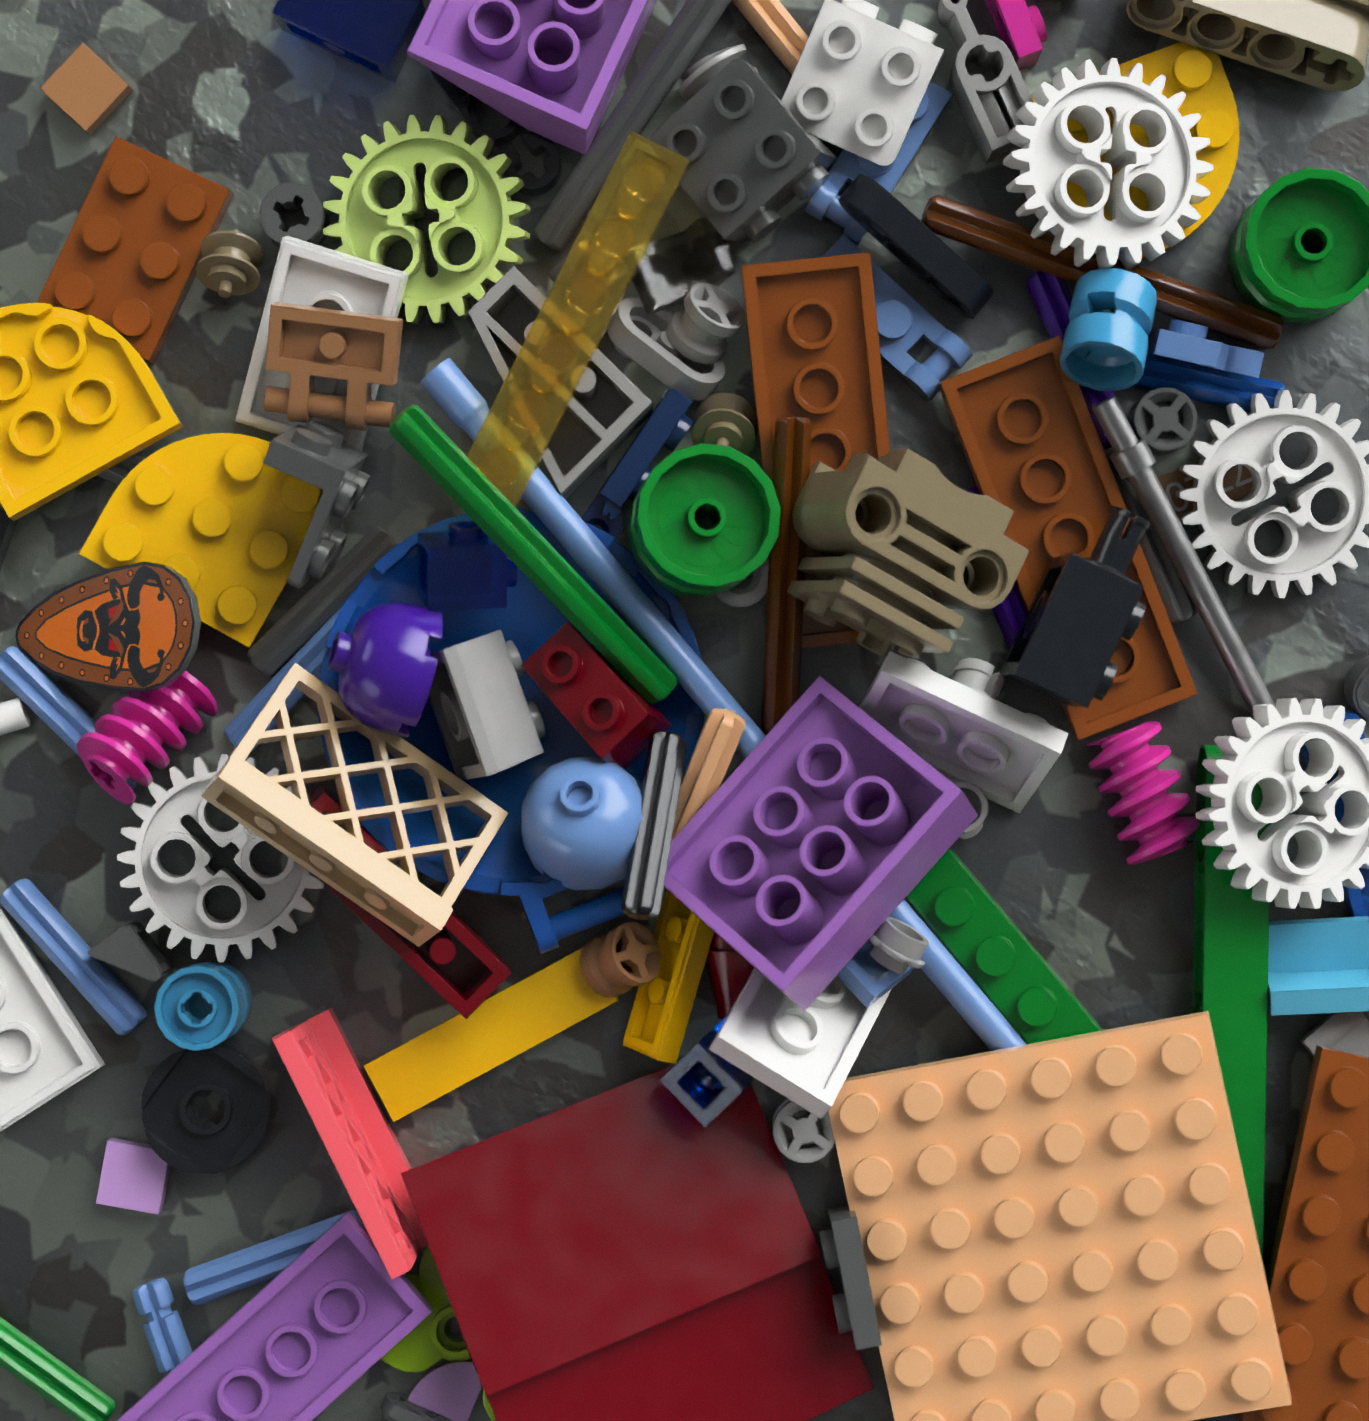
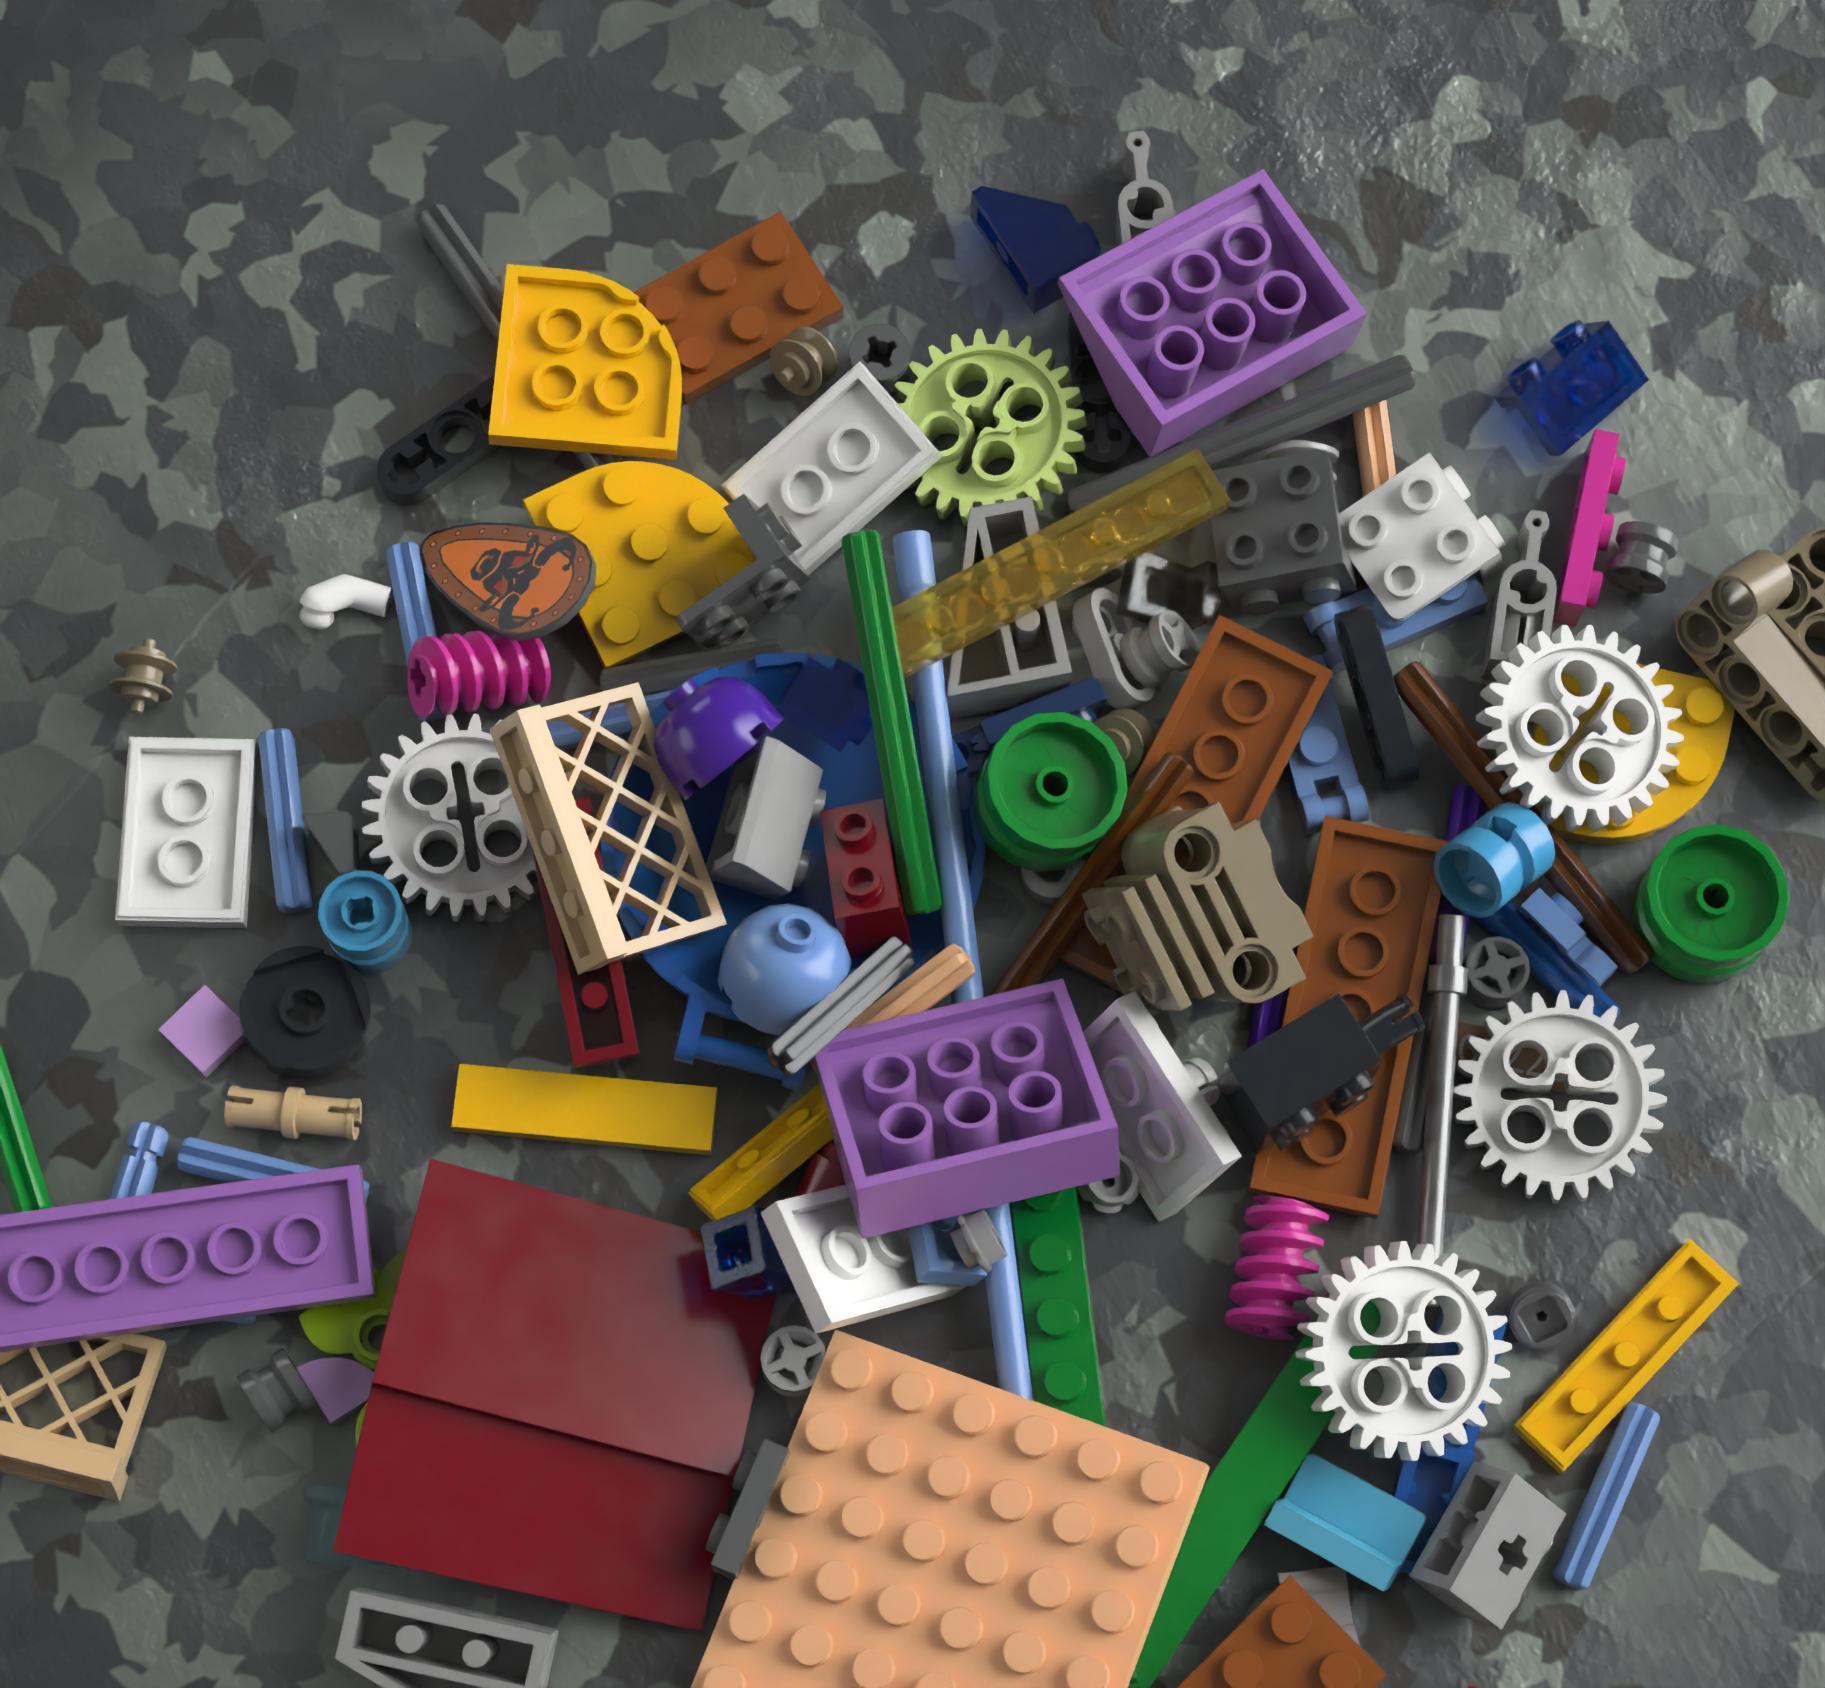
camera: 30 degrees right, 15 degrees down
(86, 89) = (782, 164): medium nougat tile -> none
(256, 1197) = (293, 1112): none -> tan pin
(334, 346) = (842, 467): medium nougat plate -> none
(354, 1135) = (412, 1105): coral fence -> none
(620, 959) = (736, 1114): medium nougat wheel -> none

